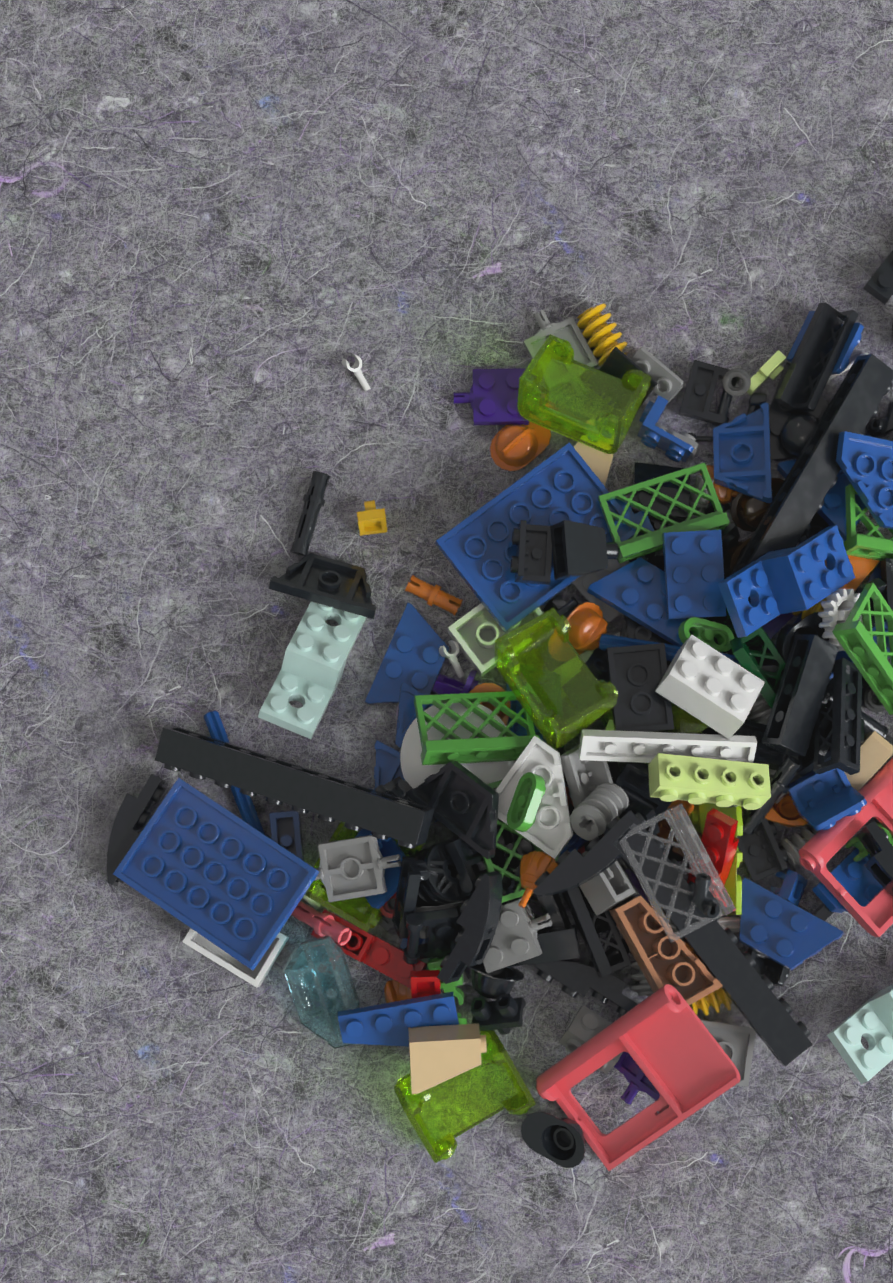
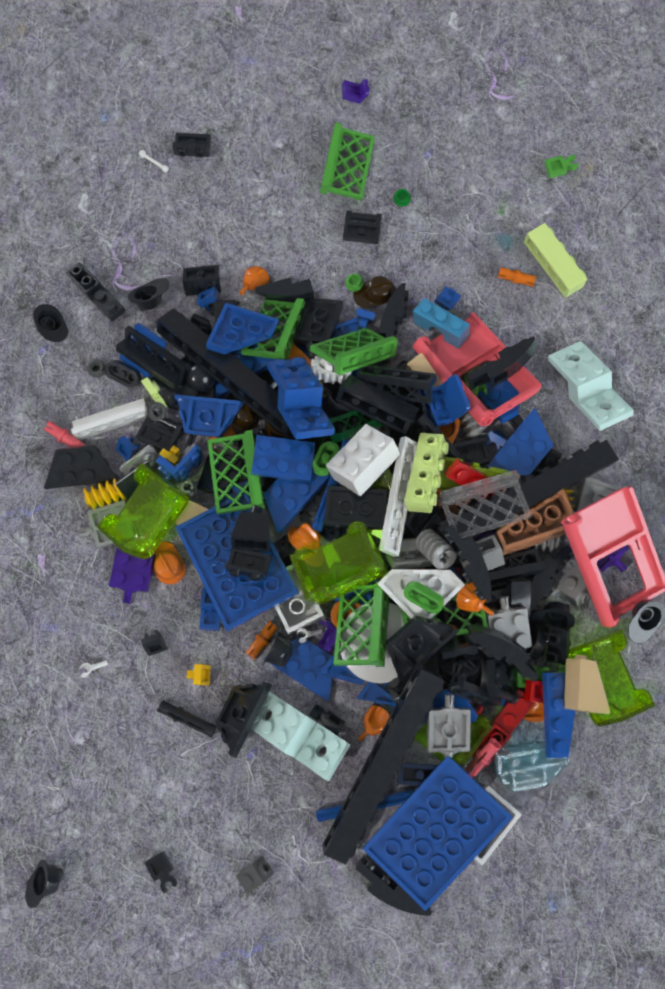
camera: 75 degrees left, 5 degrees down
(71, 369) = (42, 883): none -> black piece
(112, 516) = (159, 868): none -> black plate
(123, 643) = (254, 874): none -> dark grey bracket
(339, 705) = (328, 719): none -> black plate
(349, 768) = (374, 721): none -> orange piece
(403, 448) = (153, 644): none -> black tile
(422, 622) = (280, 651): none -> black piece
(452, 514) = (209, 617): none -> blue slope
(541, 1002) = (553, 614): none -> black piece
(632, 458) = (188, 485): none -> light grey pin
(634, 290) = (78, 467): none -> black wing
(672, 416) = (171, 456): none -> yellow tile
(675, 350) = (126, 447): none -> blue tile
(676, 259) = (63, 435): none -> coral pin
(703, 897) = (505, 489): black arm -> none
(715, 317) = (109, 419): none -> white fence
(786, 323) = (124, 374): none -> black plate
(794, 276) = (92, 365): none -> dark grey plate
(842, 200) = (50, 323): none -> black piece

